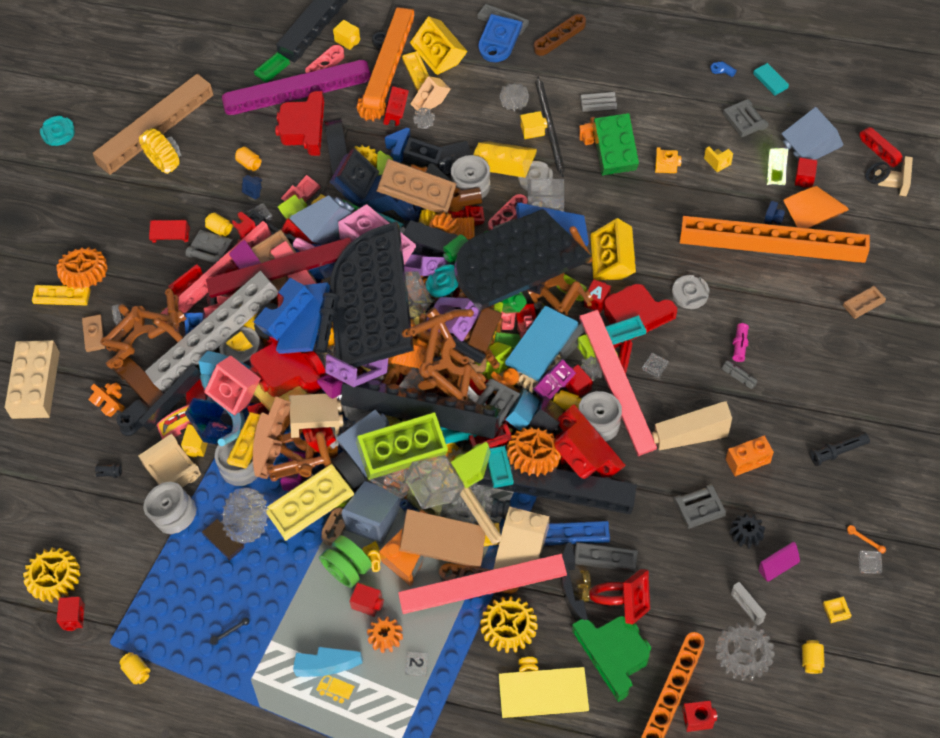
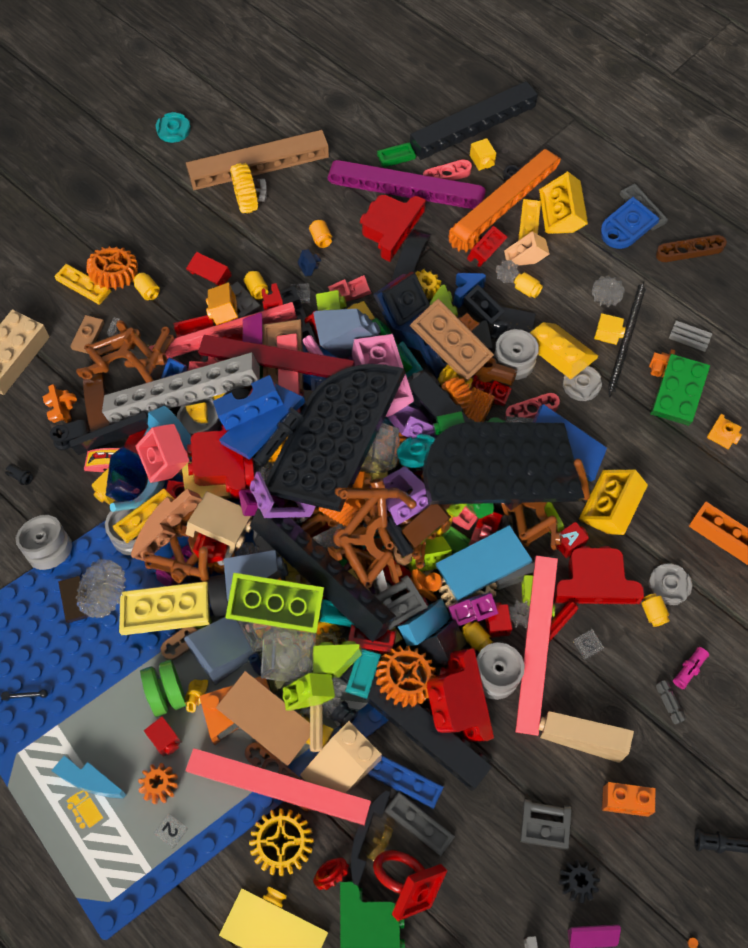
camera: 25 degrees right, 5 degrees up
(122, 270) = (146, 286): none -> yellow brick
(169, 463) = (73, 498): tan panel -> none
(202, 250) = (221, 304): none -> light orange brick
(447, 121) = (528, 285): none -> yellow brick
(466, 498) = (308, 691): none -> lime slope
(546, 193) = (578, 408): clear brick -> none
(561, 624) = (330, 873): none -> red gear
(626, 330) = (575, 593): teal tile -> none
(691, 314) = (655, 610): none -> yellow brick

